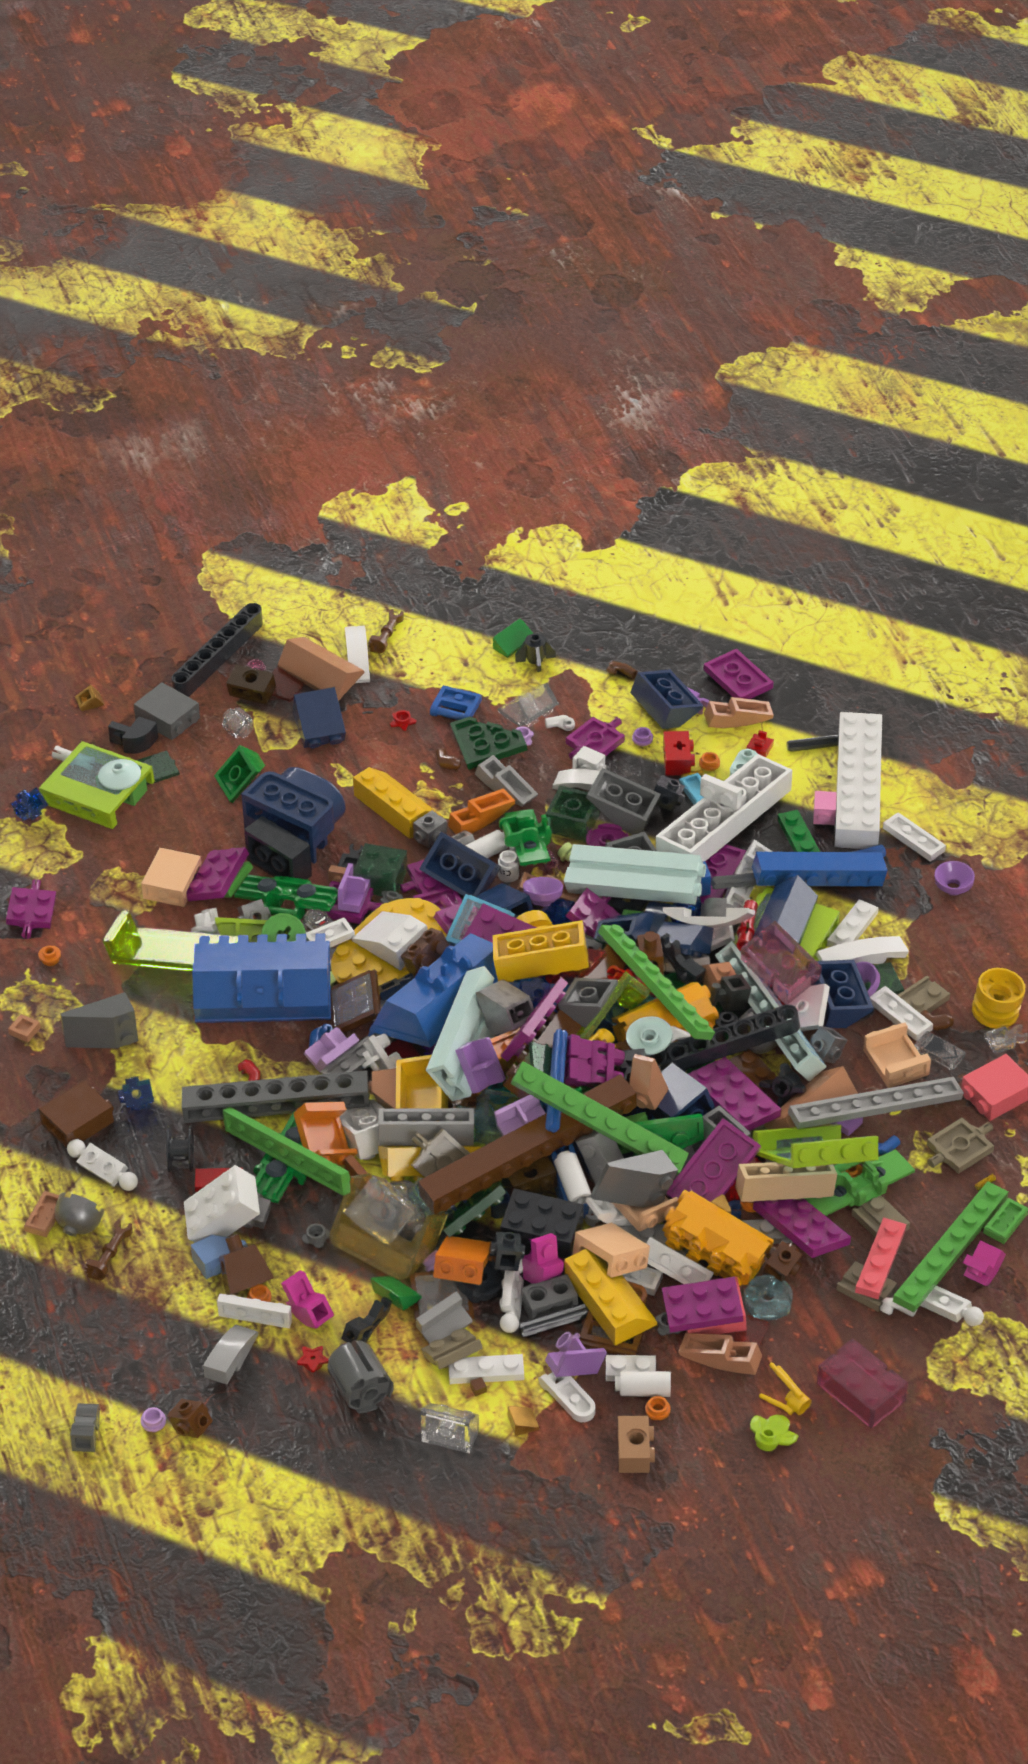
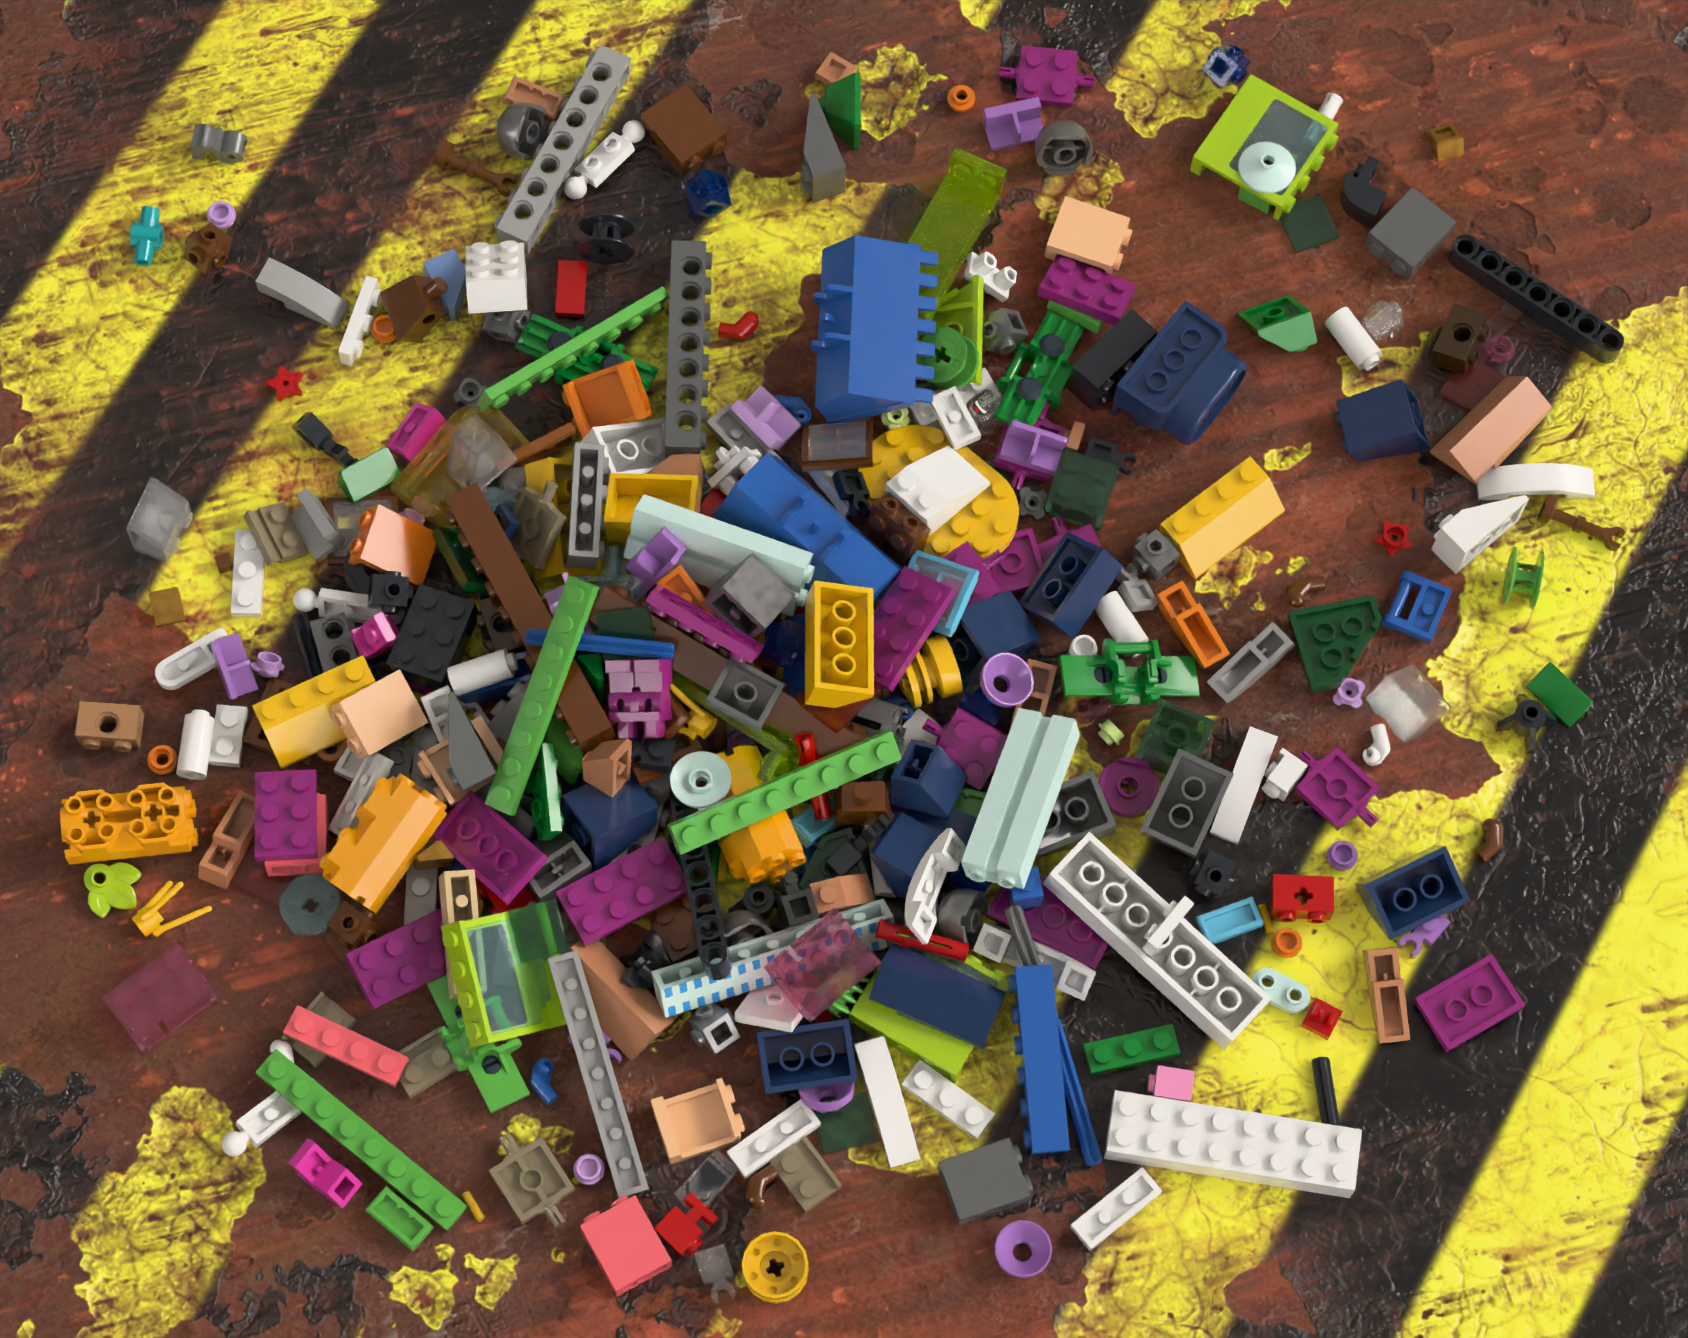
camera: 90 degrees right, 25 degrees up
(59, 1000) = (843, 109): none -> green slope
(73, 924) = (1012, 123): none -> medium lavender panel
(96, 888) = (1062, 147): none -> flat silver cylinder
(111, 1193) = (605, 64): none -> light grey brick
(175, 1469) = (146, 236): none -> teal axle
(253, 736) = (1353, 339): none -> white brick
(306, 1304) = (360, 378): dark pink brick -> none
(351, 1270) = (415, 431): none -> dark pink slope
(359, 1376) = (240, 425): dark grey cylinder -> none
(403, 669) = (1475, 529): none -> white slope
(434, 647) = (1531, 579): none -> bright green piece
(724, 1412) = (128, 824): none -> light orange brick
(776, 1131) = (538, 931): none -> clear green piece
(910, 901) = (985, 1181): none -> dark grey brick
(944, 1114) = (589, 1169): none -> lavender plate
(977, 1054) = (681, 1231): none -> red brick

